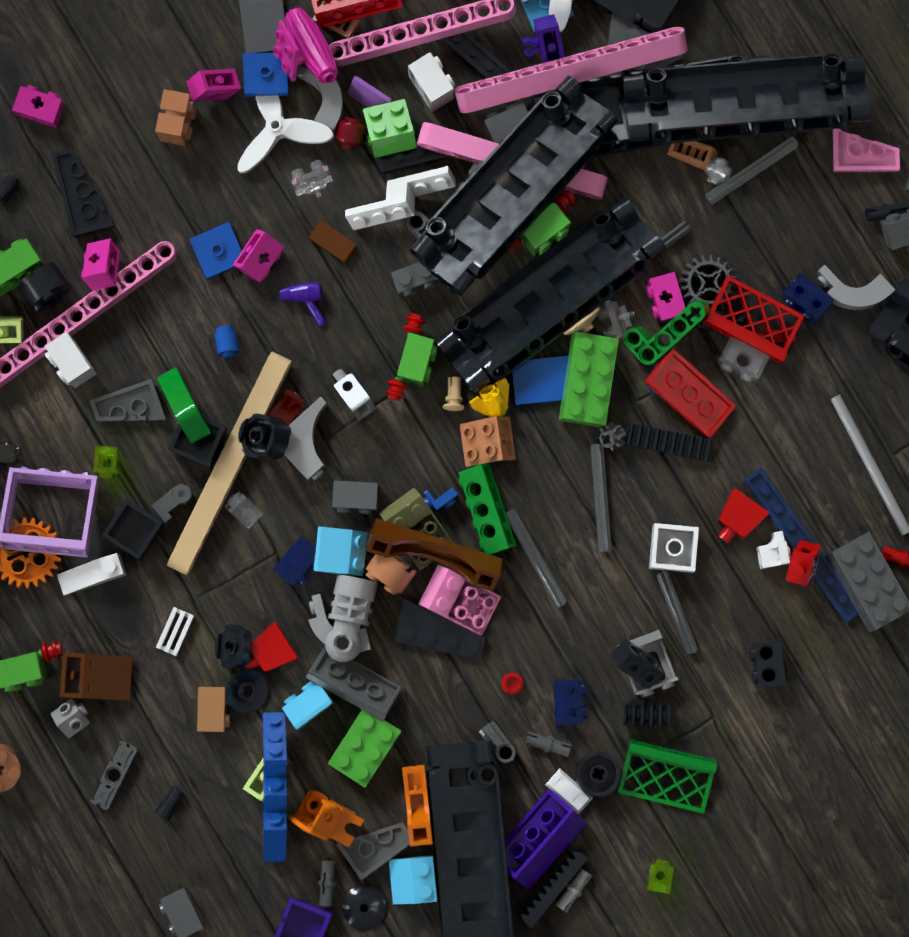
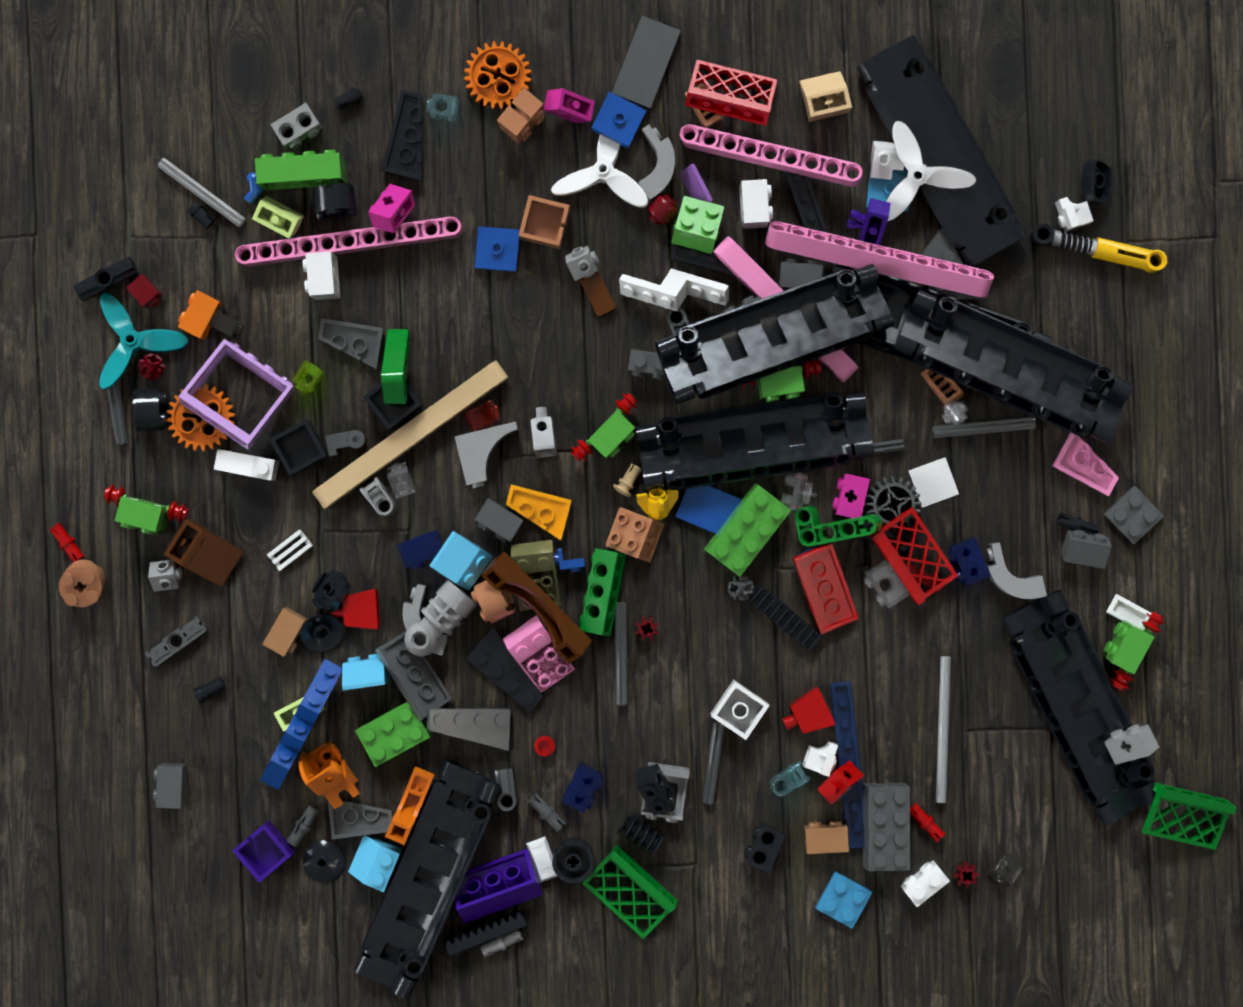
camera: 25 degrees right, 5 degrees up
(48, 114) = (401, 37): dark pink brick -> none
(107, 149) = (452, 107): none -> clear light blue brick
(132, 74) = (506, 58): none -> orange gear
(226, 342) = (462, 331): blue brick -> none
(228, 535) = (377, 496): none -> light grey piece
(248, 201) = (544, 222): none -> nougat piece
(262, 245) = (532, 263): dark pink brick -> none
(264, 437) = (448, 431): black brick -> none
(303, 219) = (582, 262): none -> light grey brick
(304, 44) = (663, 114): dark pink plate -> none
(306, 293) = (552, 327): dark purple piece -> none
(311, 181) = (608, 234): clear hips -> none
(387, 465) = (541, 508): none -> light orange wing
(441, 696) = (477, 725): none -> dark grey wing
(542, 525) = (652, 626): none -> dark red gear
(583, 325) = (769, 482): tan dish -> none
(600, 498) = (702, 633): dark grey axle -> none
(664, 884) = (575, 978): clear neon green brick -> none
(734, 245) = (933, 482): none -> white sticker
(758, 585) = (790, 778): none -> clear light blue piece
(819, 624) = (826, 837): none -> medium nougat brick
(868, 673) = (843, 899): none -> dark azure plate

